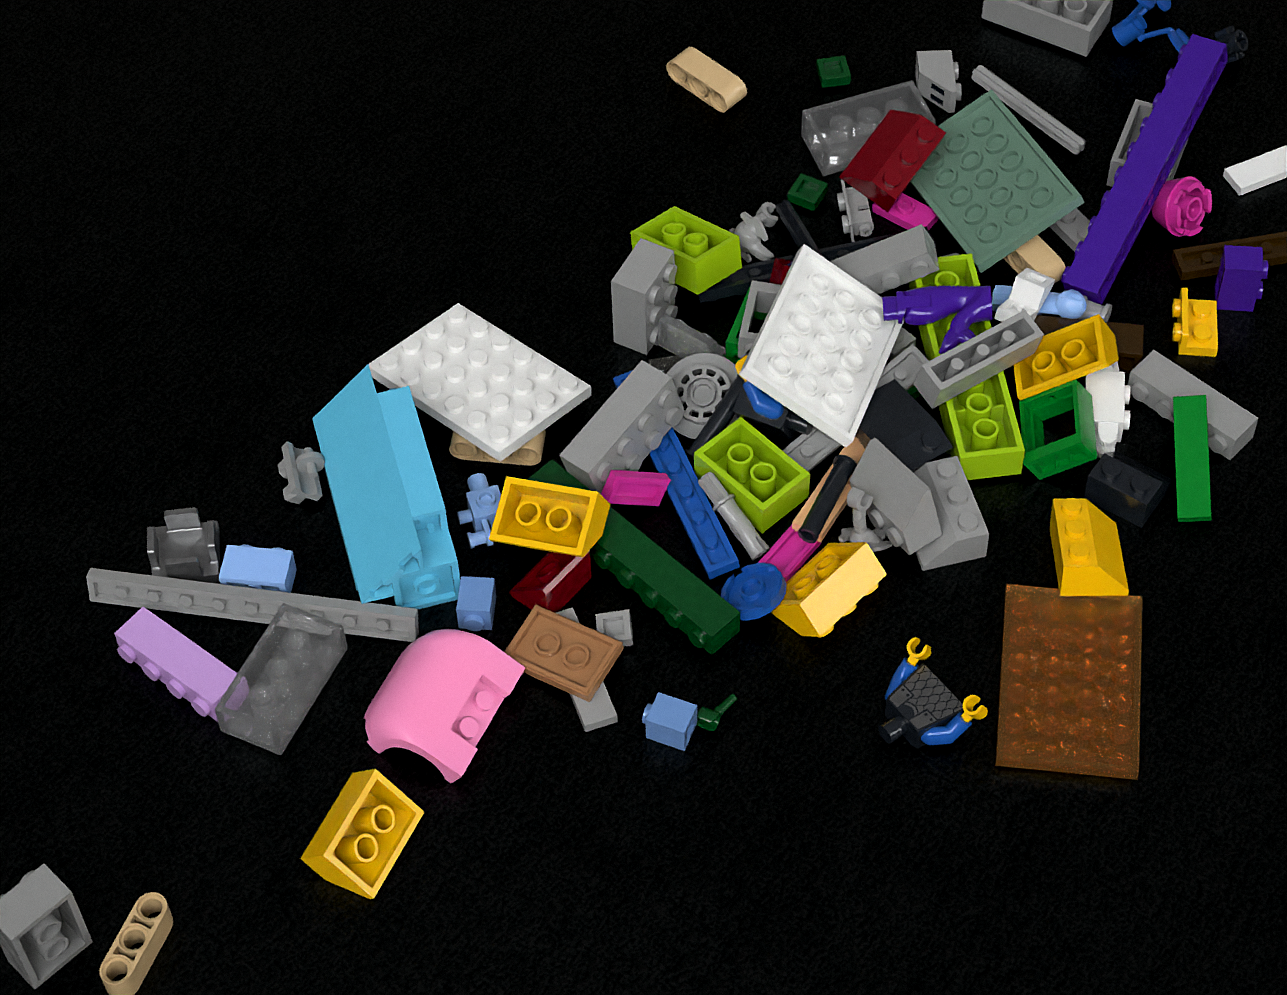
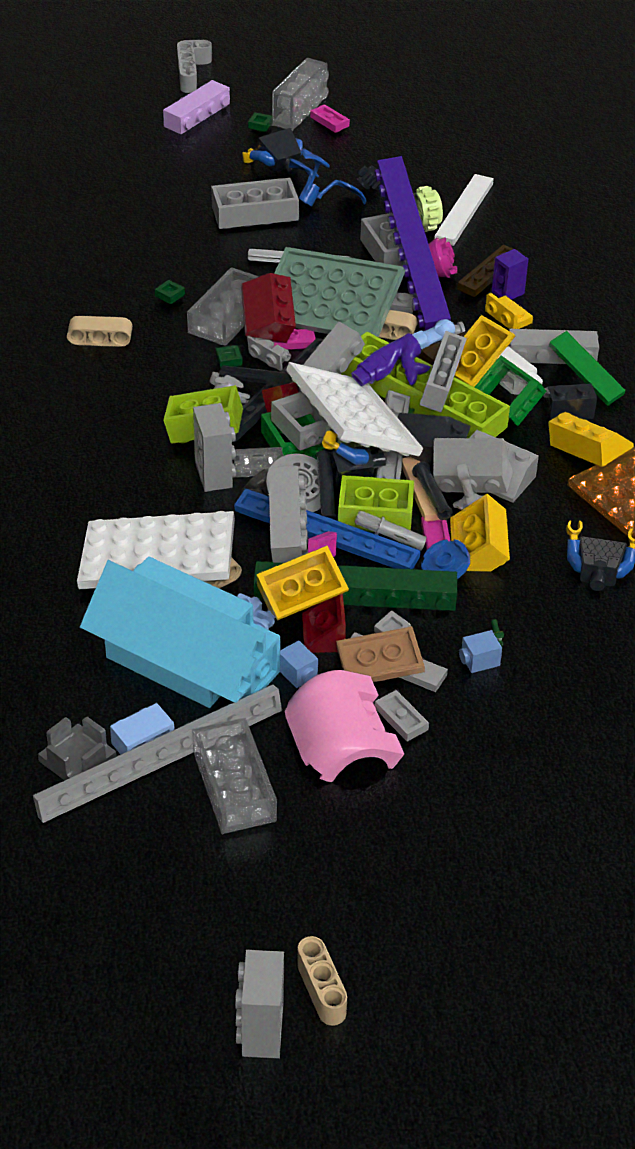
camera: 45 degrees left, 10 degrees down
(174, 661) = (153, 813): lavender brick -> none
(301, 470) = (105, 658): light grey hips -> none
(363, 834) = (380, 824): yellow slope -> none
(513, 733) = (401, 715): none -> light grey plate
(937, 78) = (230, 257): light grey slope -> none
(1027, 294) = (423, 332): white slope -> none
(1239, 128) = (429, 207): none -> yellowish green gear

